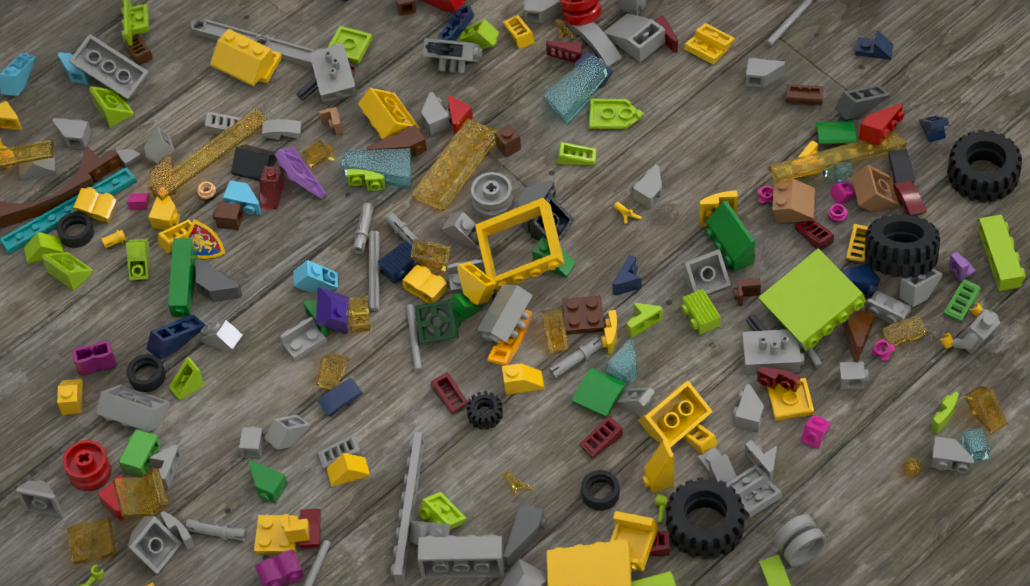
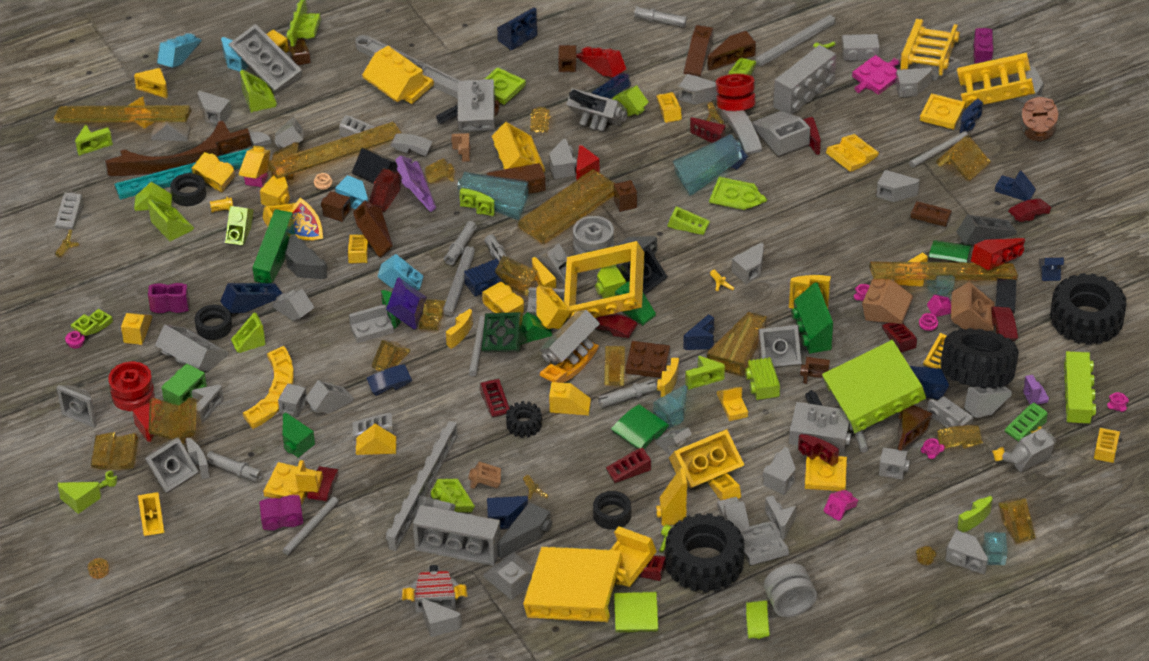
camera: 10 degrees right, 10 degrees down
(13, 428) = (75, 339): none -> dark pink plate
(25, 402) = (93, 323): none -> lime slope
(114, 42) = (279, 40): none -> yellow panel
(134, 186) = (255, 162): none -> yellow slope
(234, 422) = (283, 374): none -> yellow tile
(268, 266) = (357, 249): none -> yellow slope
(273, 231) = (373, 226): none -> reddish brown slope
(393, 320) = (458, 332): none -> yellow slope
(399, 74) = (540, 120): none -> clear yellow bracket
(458, 250) = (544, 276): none -> yellow slope
(466, 481) = (485, 474): none -> medium nougat bracket
(498, 517) = (506, 509): none -> dark blue slope
(522, 240) = (608, 281): none -> lime slope
(544, 285) = (618, 324): none -> dark red slope
(666, 280) = (738, 344): none -> clear yellow slope
(679, 344) = (733, 403): none -> yellow slope
(818, 25) = (965, 157): none -> clear yellow bracket
(895, 68) = (1028, 209): none -> dark red slope

